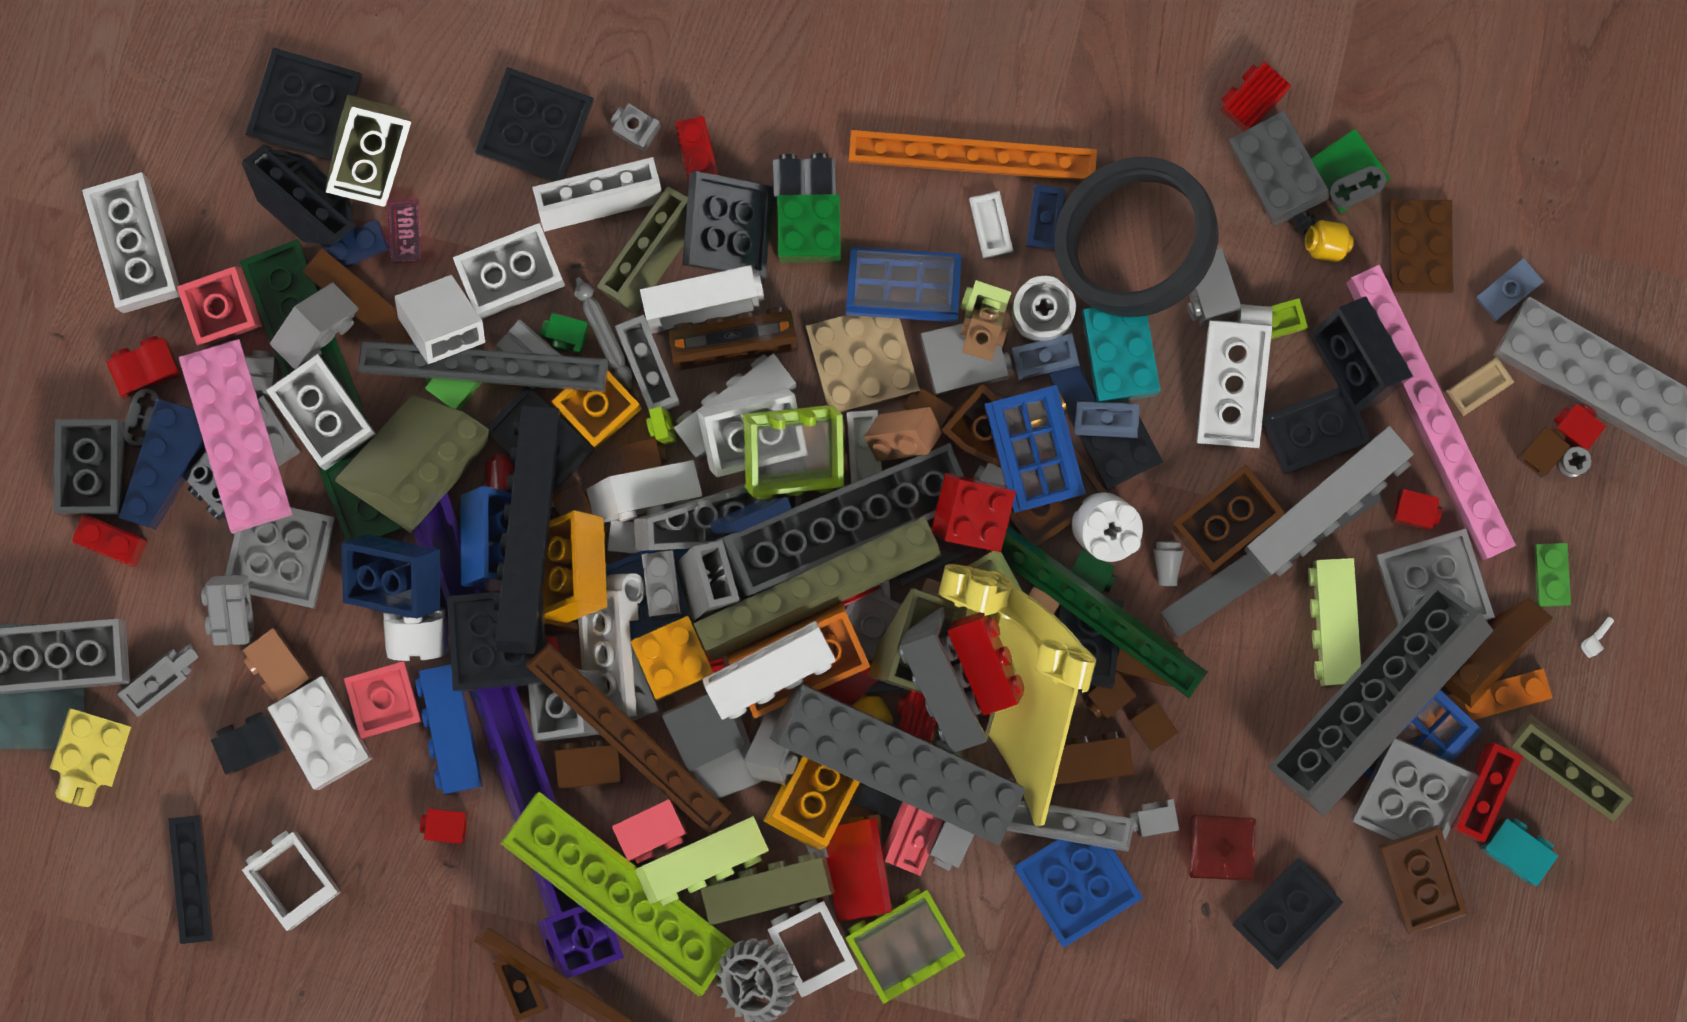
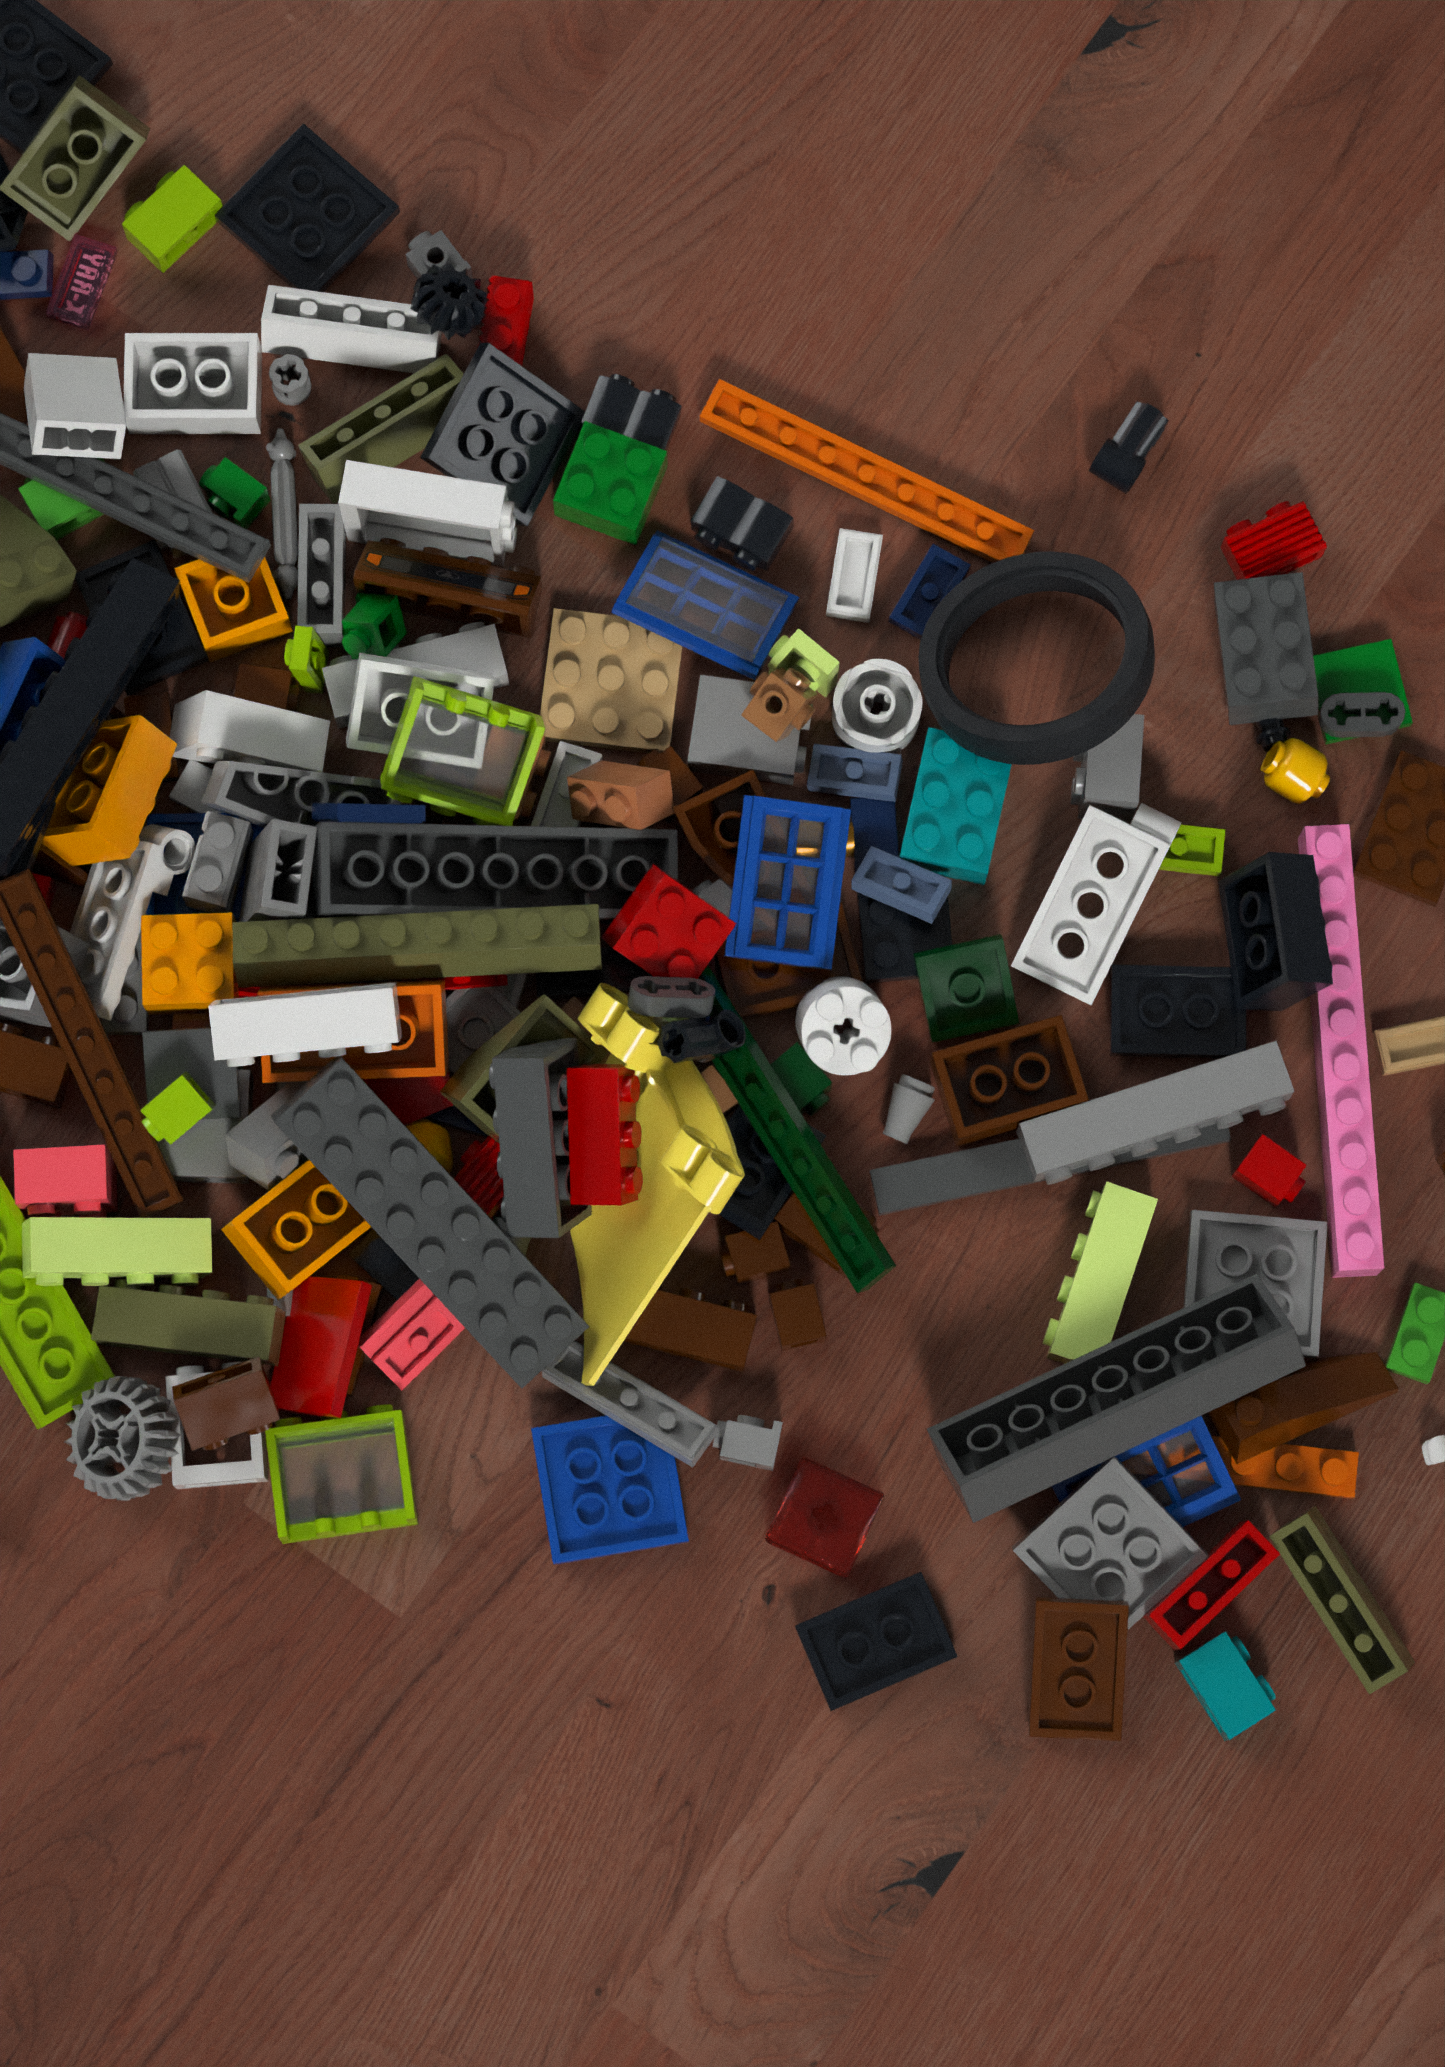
camera: 20 degrees right, 5 degrees down
(447, 164) = (172, 218): none -> lime brick
(578, 248) = (297, 390): none -> light grey bush
(656, 151) = (448, 301): none -> black gear
(696, 387) = (364, 629): none -> green brick
(705, 757) = (176, 1109): none -> lime brick
(816, 933) = (226, 1404): none -> reddish brown brick
(905, 221) = (741, 524): none -> black brick
(950, 846) = (459, 1366): light grey brick -> none
(994, 557) = (671, 997): none -> dark grey beam
(1024, 574) = (702, 1037): none -> black piece
(1135, 75) = (1124, 456): none -> black piece
(1175, 469) = (966, 988): none -> dark green plate

